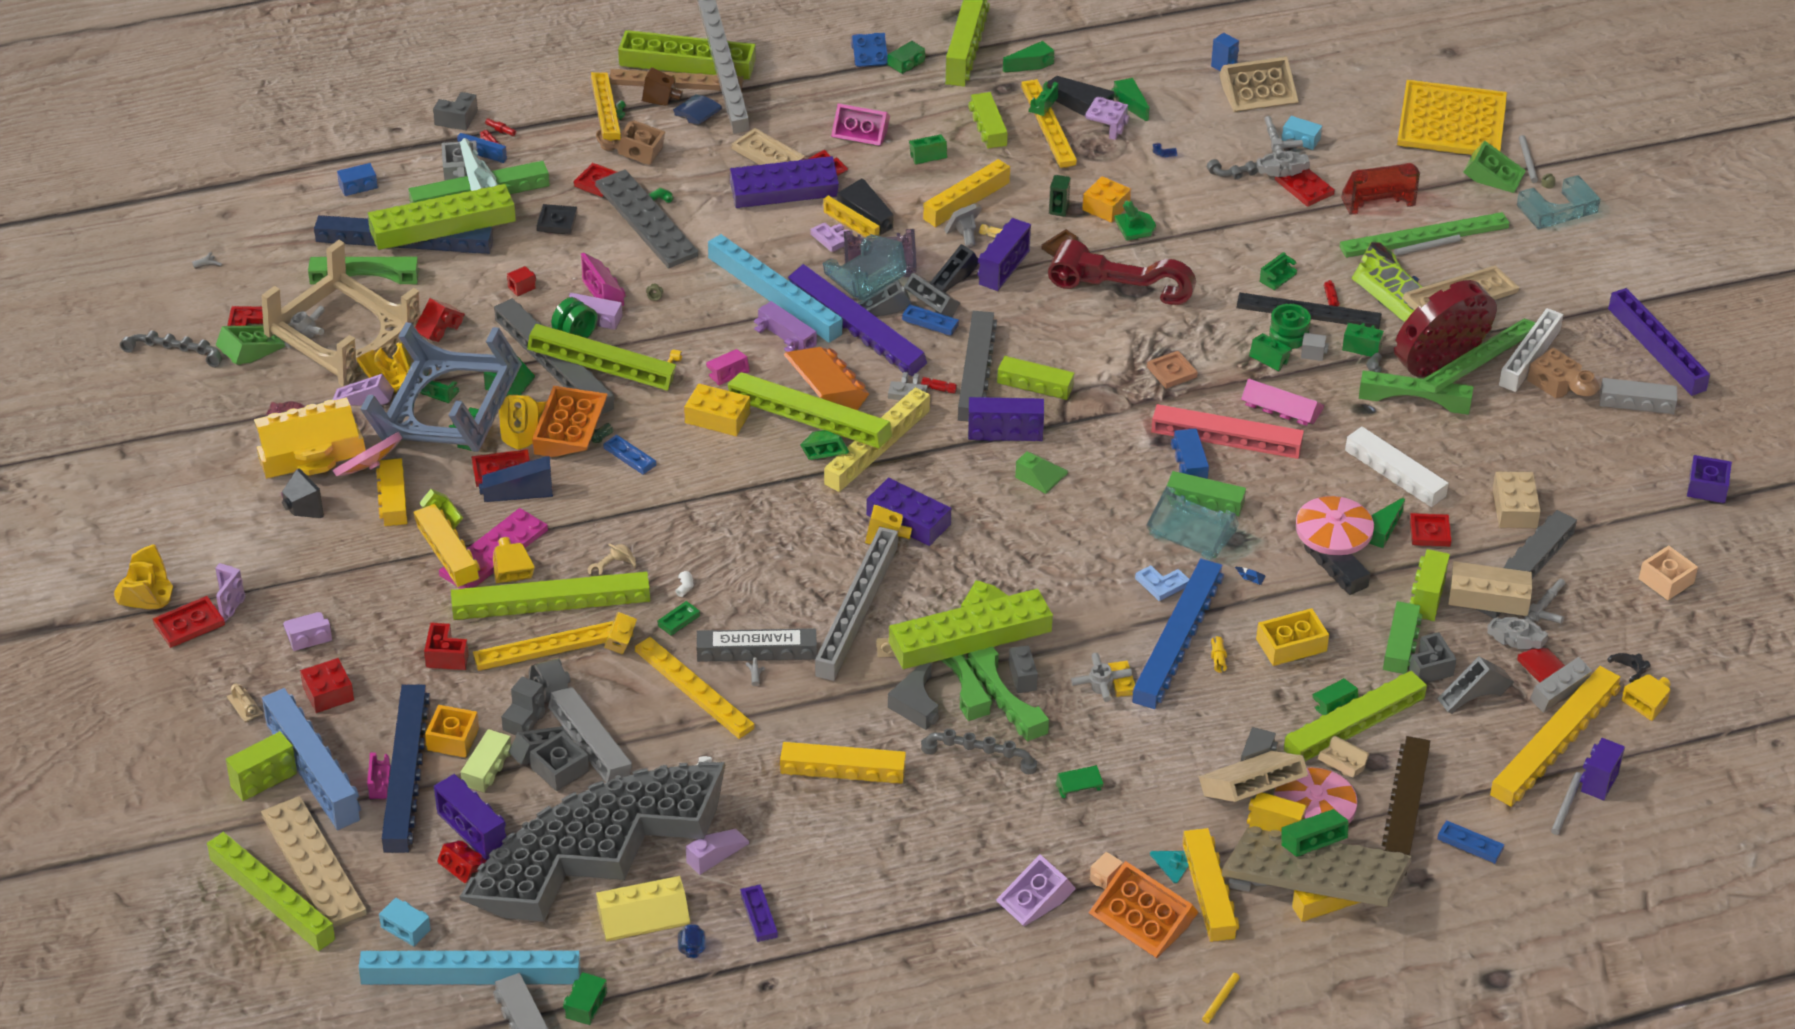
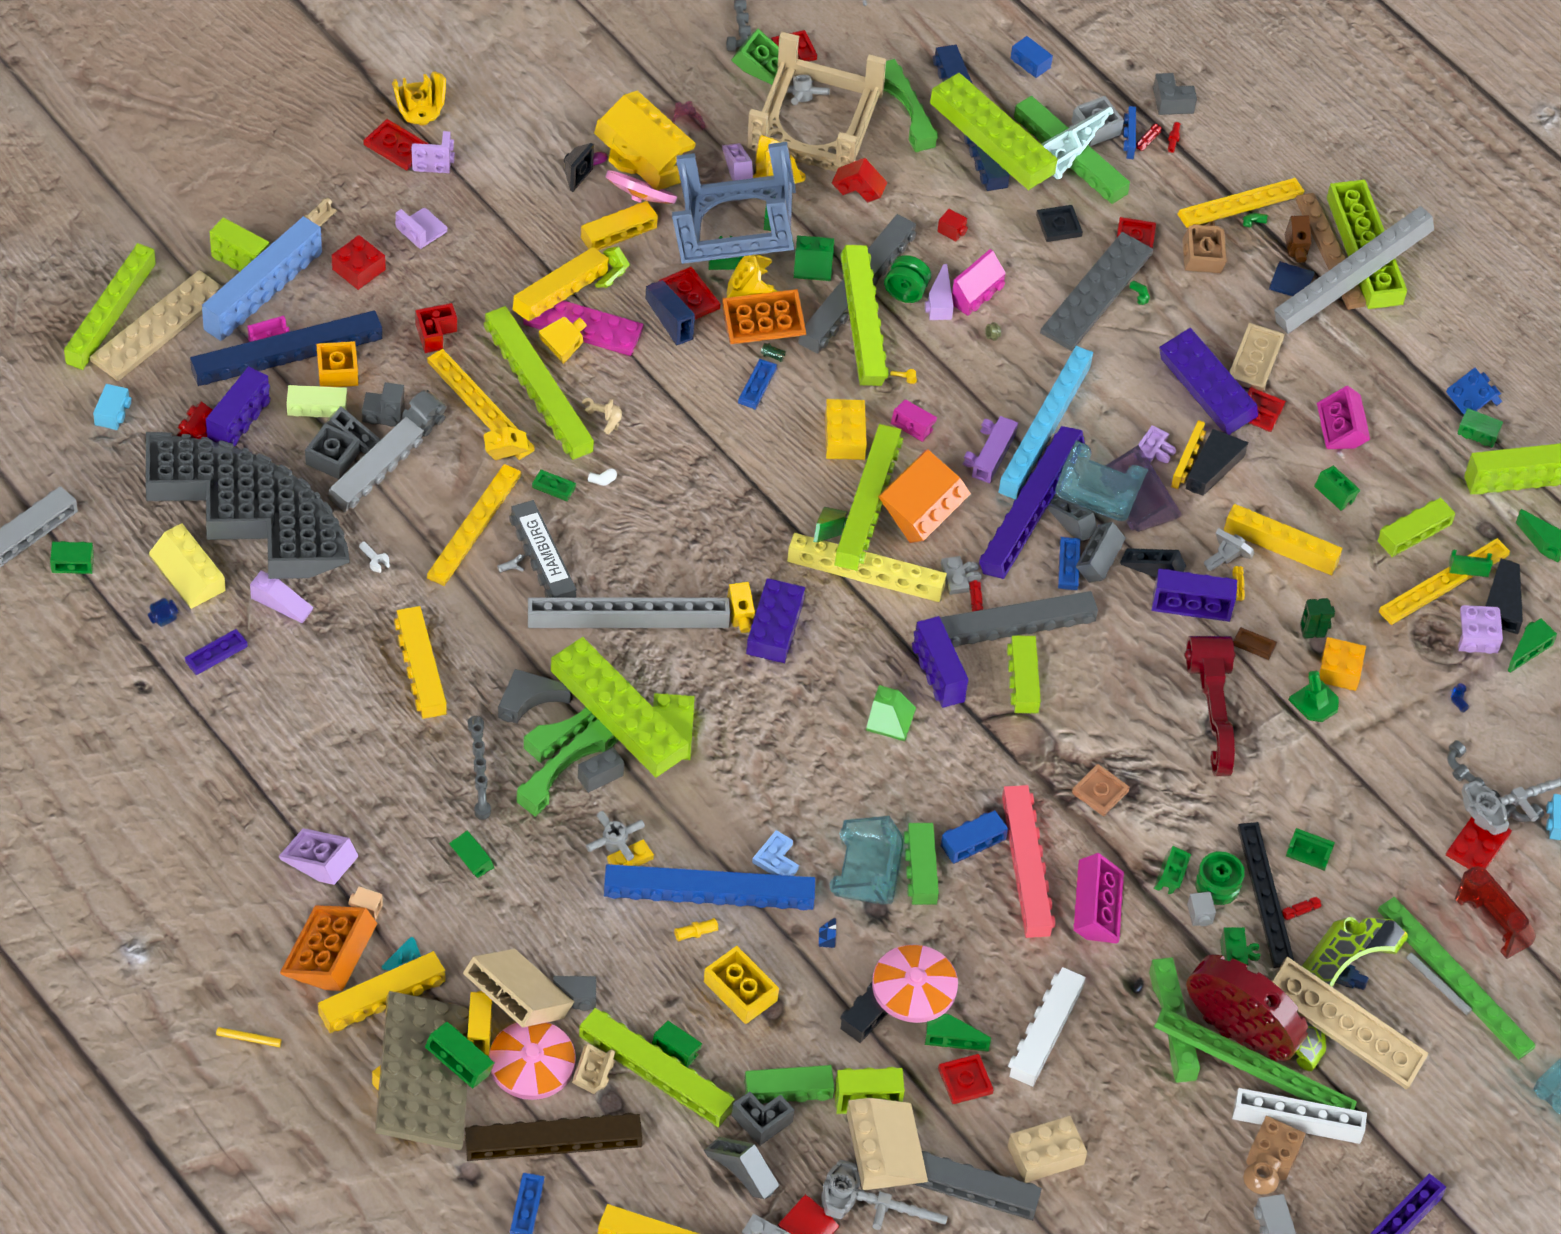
camera: 65 degrees right, 10 degrees up
(468, 967) = (76, 467): medium azure brick -> none

